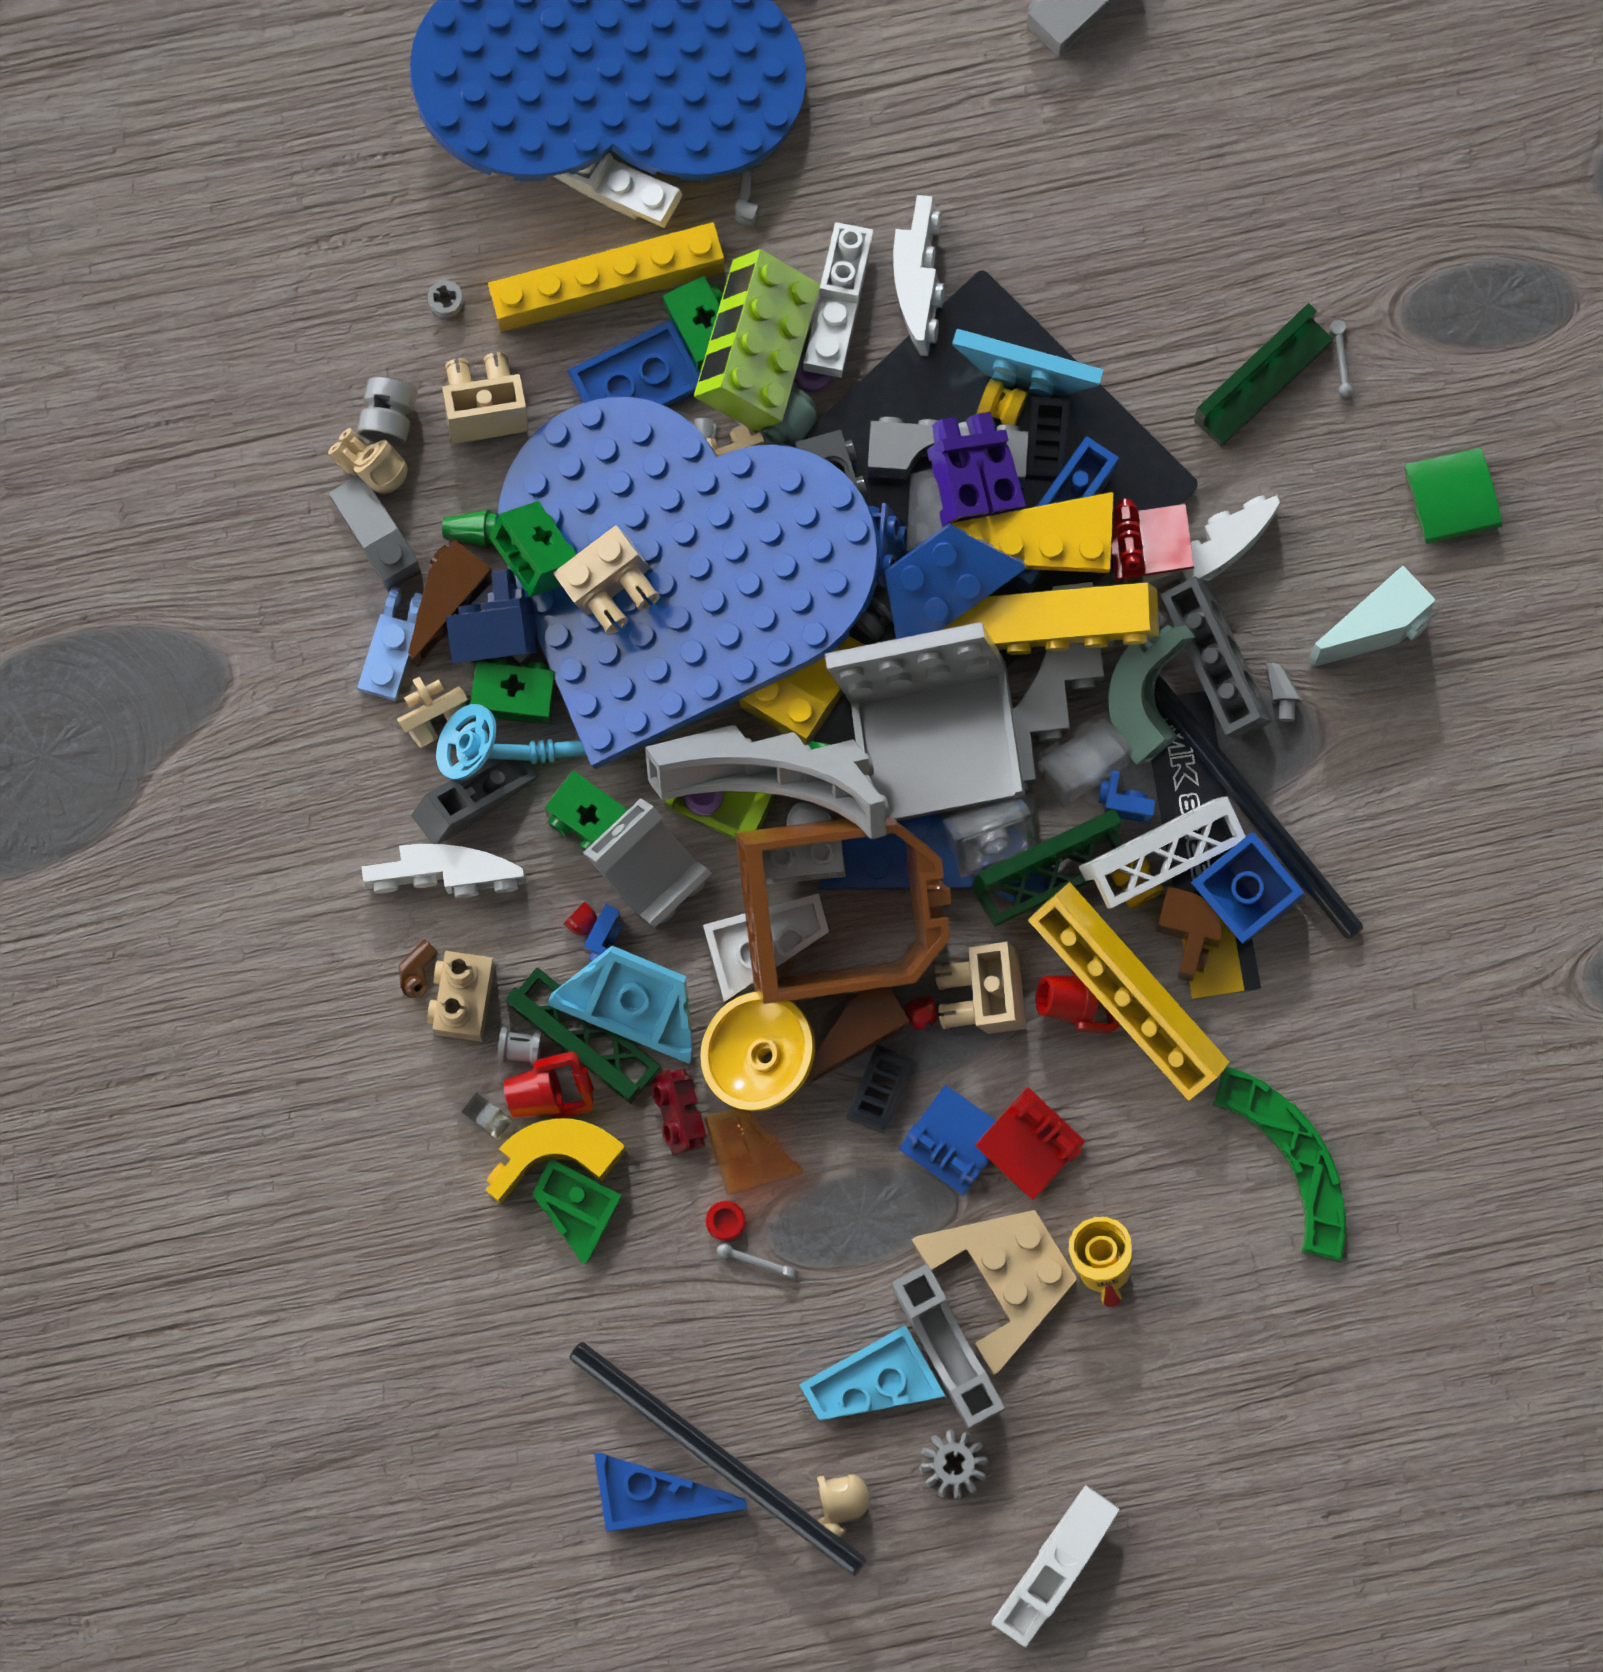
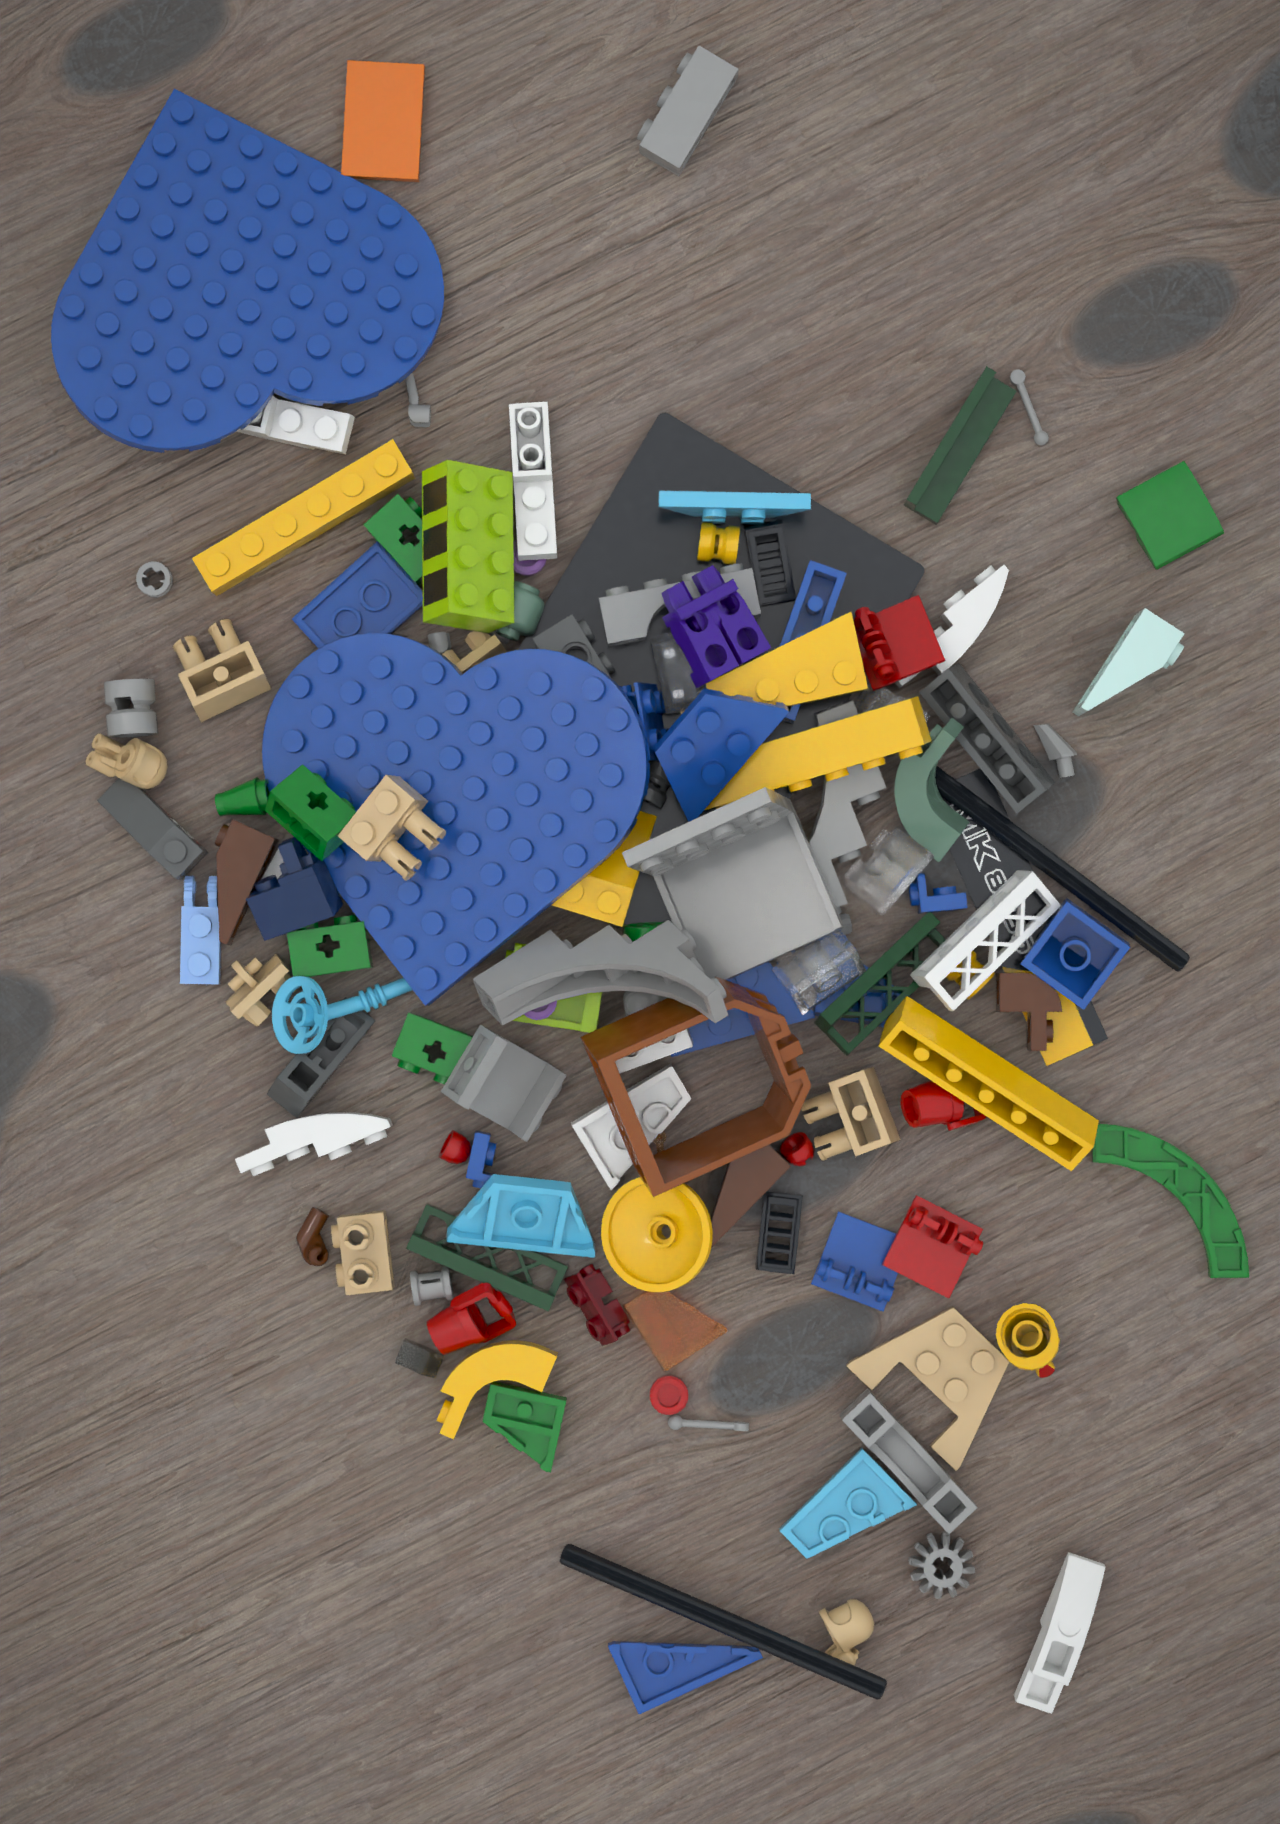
camera: 20 degrees left, 10 degrees up
(915, 277) = (604, 448): white slope -> none

